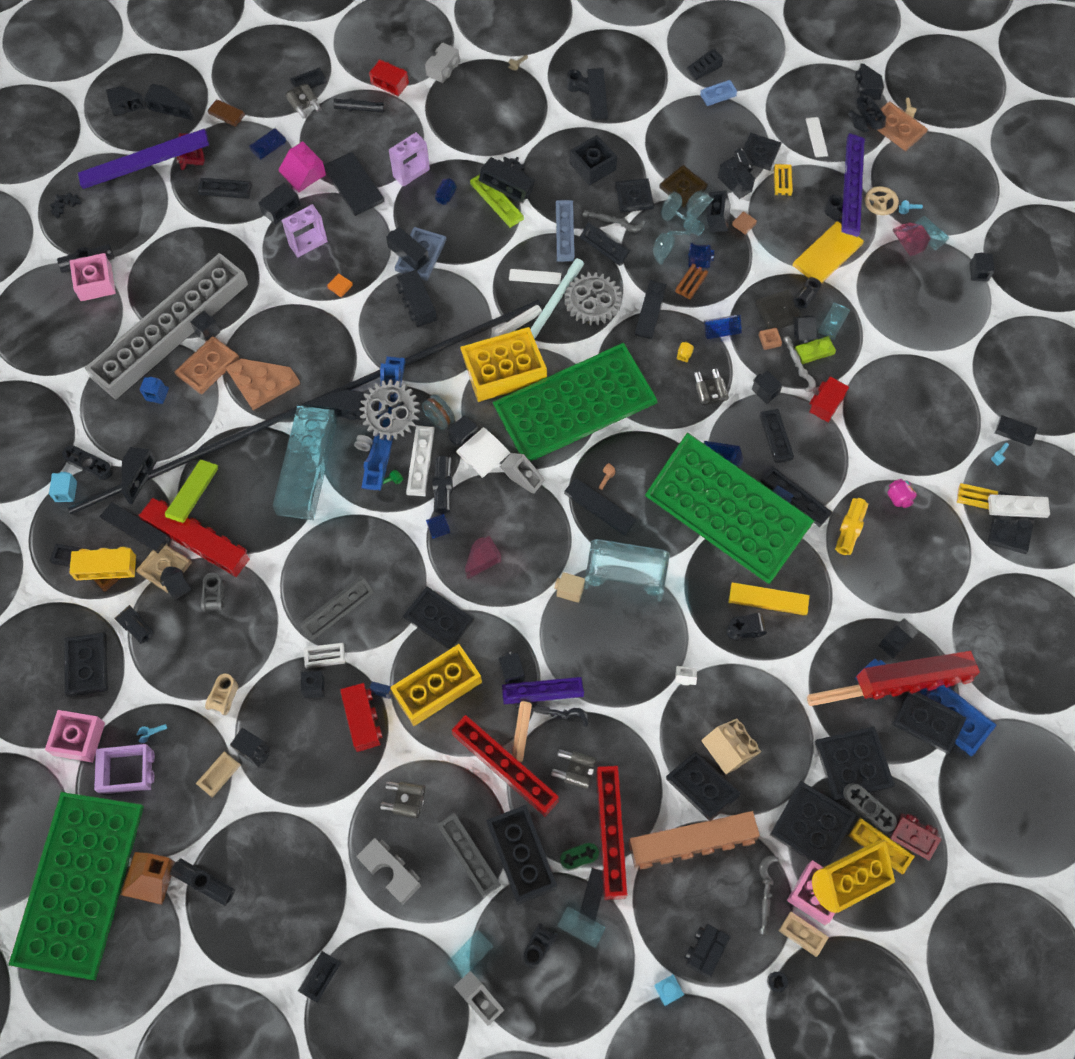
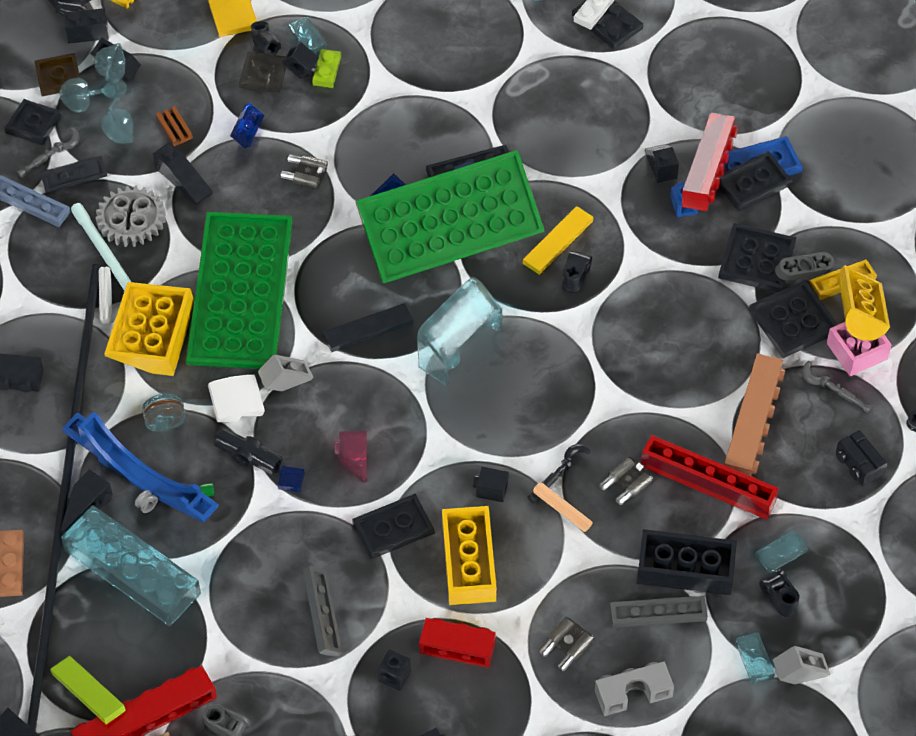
camera: 60 degrees left, 10 degrees down
(328, 662) = (359, 665): white tile -> none
(381, 690) = (441, 608): dark blue tile -> none
(397, 425) = (110, 449): light grey gear -> none
(420, 460) = (203, 460): white tile -> none
(462, 431) = (201, 403): black brick -> none
(505, 766) = (589, 534): red brick -> none
(535, 276) = (60, 256): white sticker -> none
(542, 690) = (530, 470): dark purple tile -> none
(570, 587) = (439, 392): tan brick -> none
(578, 851) = (719, 520): dark green beam -> none
(593, 894) = (754, 527): black sticker -> none
(609, 470) = (336, 300): nougat hand -> none
(668, 990) = (878, 509): medium azure plate -> none
(685, 351) = (250, 171): yellow hose -> none
(686, 675) = (592, 343): white plate -> none
(700, 255) = (151, 102): clear blue brick -> none
(703, 786) = (708, 382): black tile -> none
(731, 745) = (683, 342): tan slope -> none
(744, 223) = (141, 48): nougat tile -> none
(766, 386) = (339, 125): black brick -> none
(770, 338) = (289, 95): nougat plate -> none
(776, 436) = (396, 145): black plate -> none
(802, 372) = (326, 87): light grey piece -> none
(803, 934) = (887, 377): tan plate -> none
(828, 399) = (389, 84): red brick -> none
(834, 695) = (684, 237): light nougat axle -> none
(851, 526) = (530, 137): yellow piece -> none
(902, 493) = (525, 81): dark pink head -> none
(916, 836) = (850, 248): dark red bracket -> none
(976, 493) = (562, 29): yellow tile -> none

